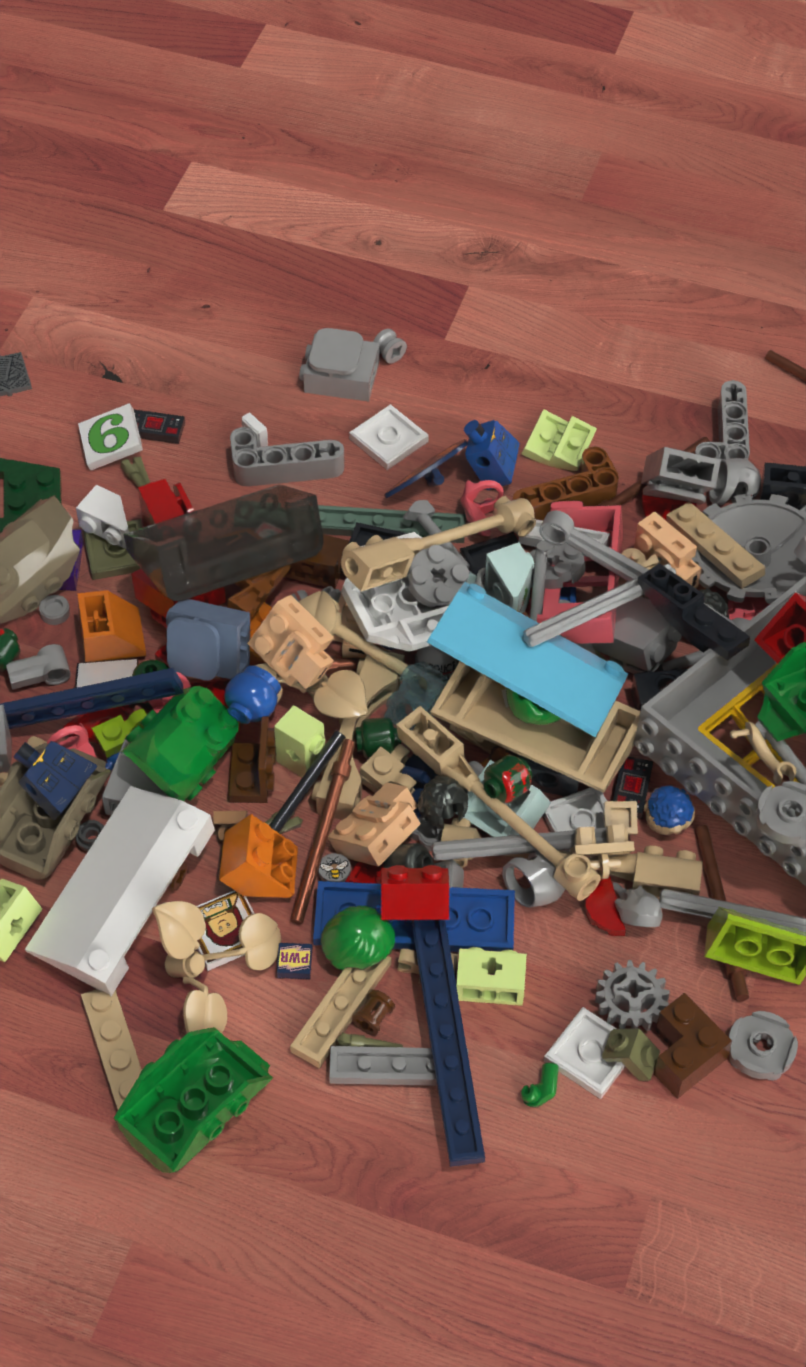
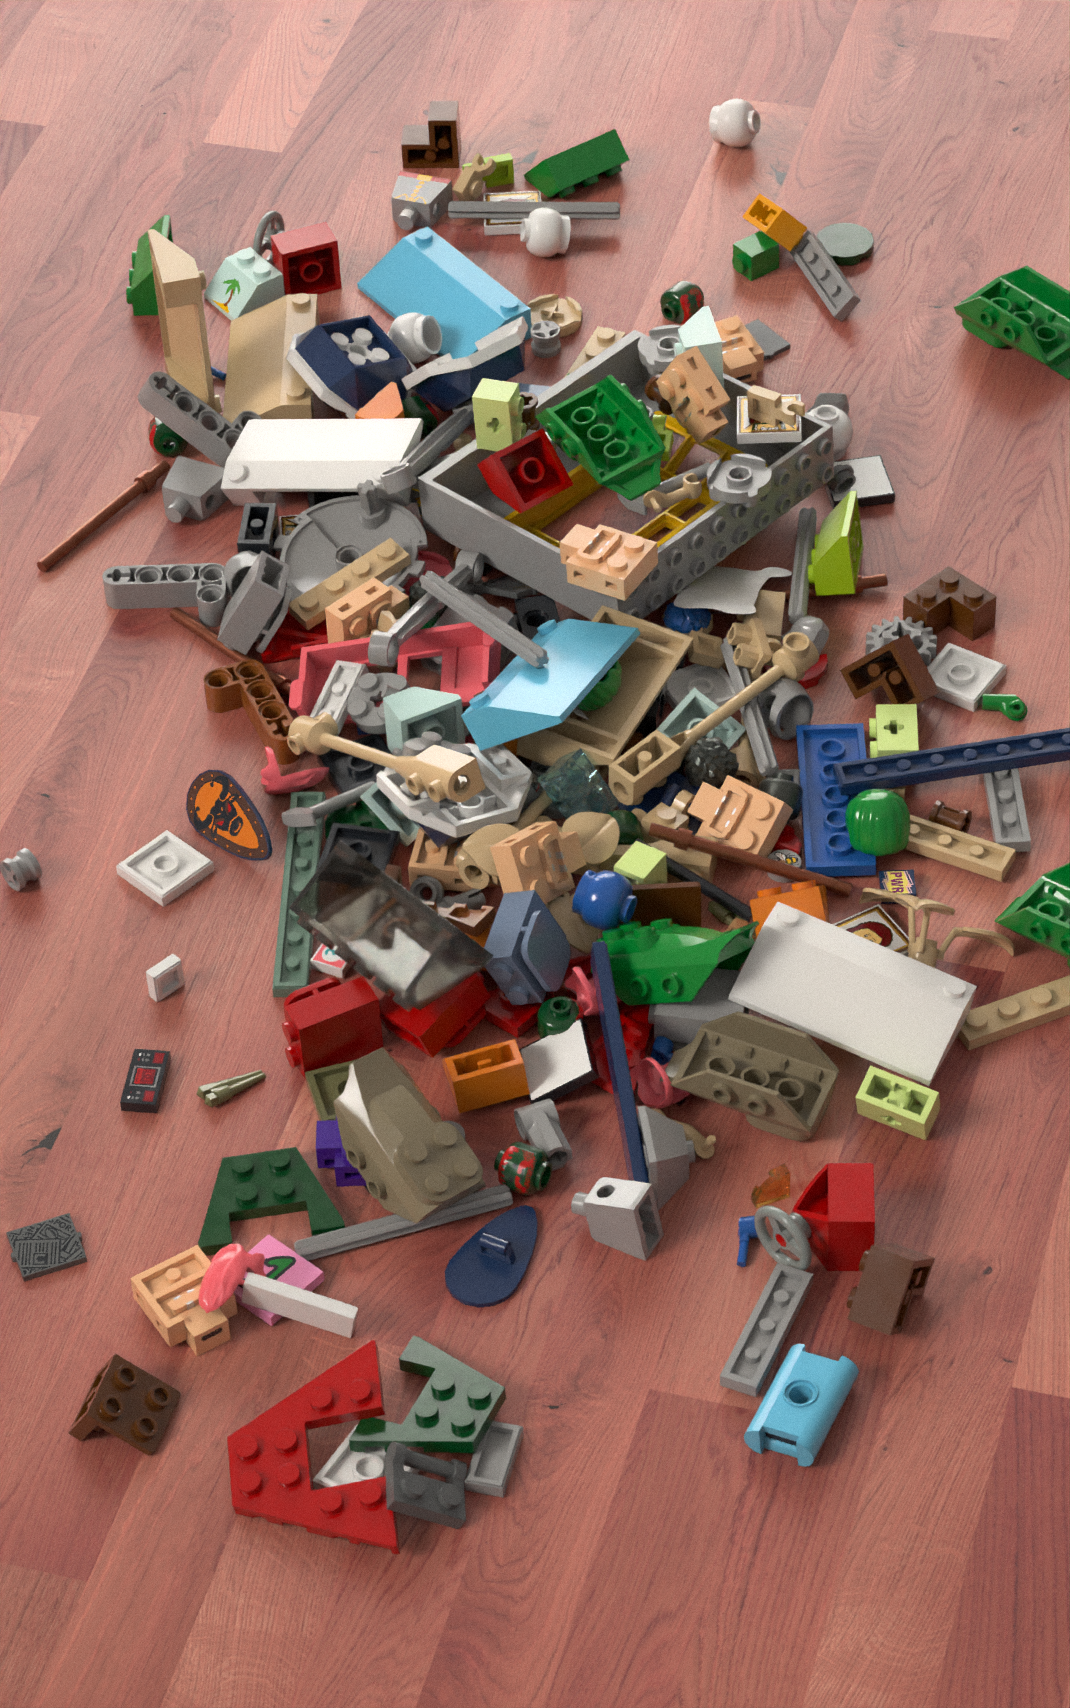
camera: 90 degrees left, 10 degrees down
(53, 775) = (735, 1048): dark blue torso -> none
(103, 515) = (314, 1086): white slope -> none
(110, 436) = (171, 1112): white tile -> none
(113, 732) = (641, 1039): lime plate -> none
(283, 462) = (215, 977): light grey beam -> none
(340, 365) = (55, 908): light grey brick -> none
(362, 1041) = (985, 824): olive piece -> none
(414, 893) = (830, 768): red slope -> none
(491, 451) = (213, 754): blue torso -> none
(507, 778) = (691, 700): dark green head -> none
(559, 441) = (175, 725): yellowish green slope -> none
(567, 974) = (894, 667): none -> reddish brown brick
(633, 1050) = (961, 642): olive bracket -> none
(663, 693) = (607, 559): none -> light nougat piece
(686, 612) = (491, 558): black slope -> none
(691, 831) = (727, 589): none -> white sticker
(768, 1063) = (919, 562): light grey plate -> none

